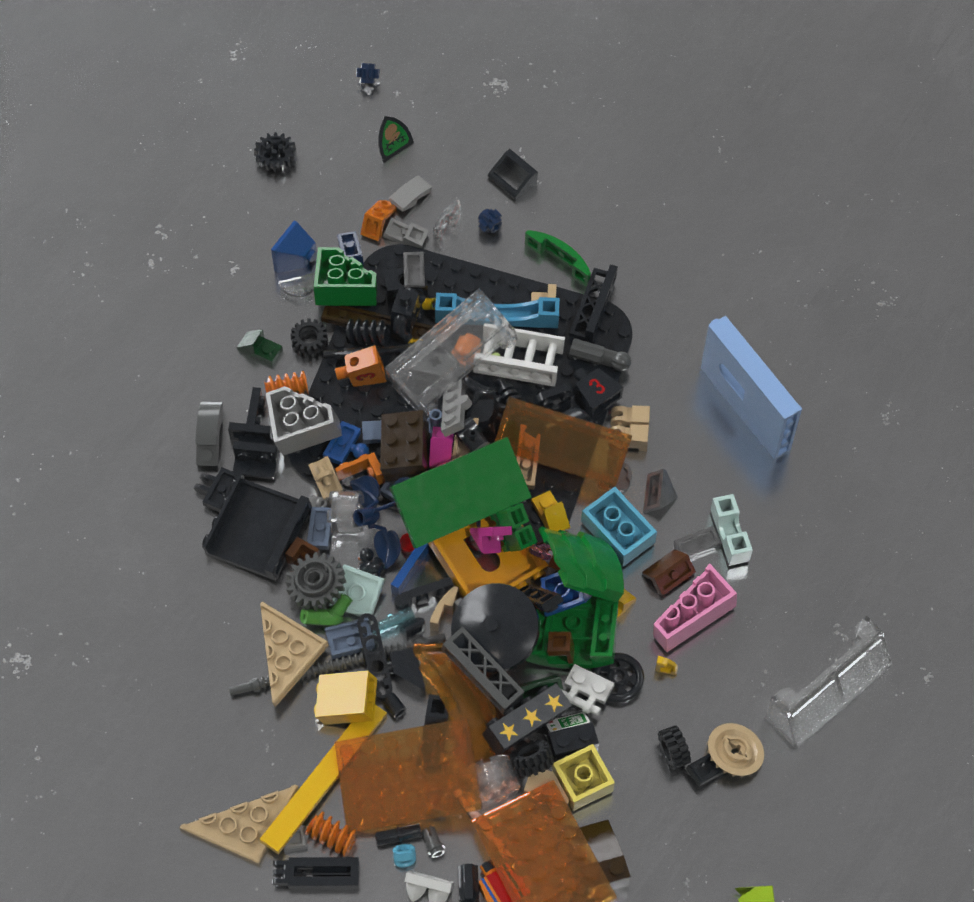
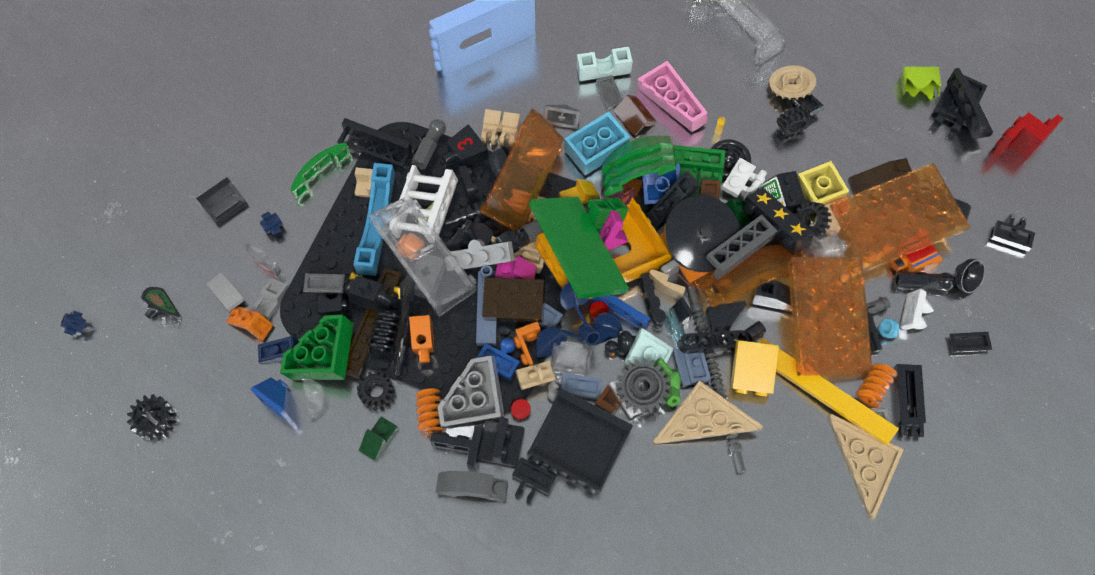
camera: 85 degrees left, 5 degrees up
(294, 471) = (520, 408): none -> red tile

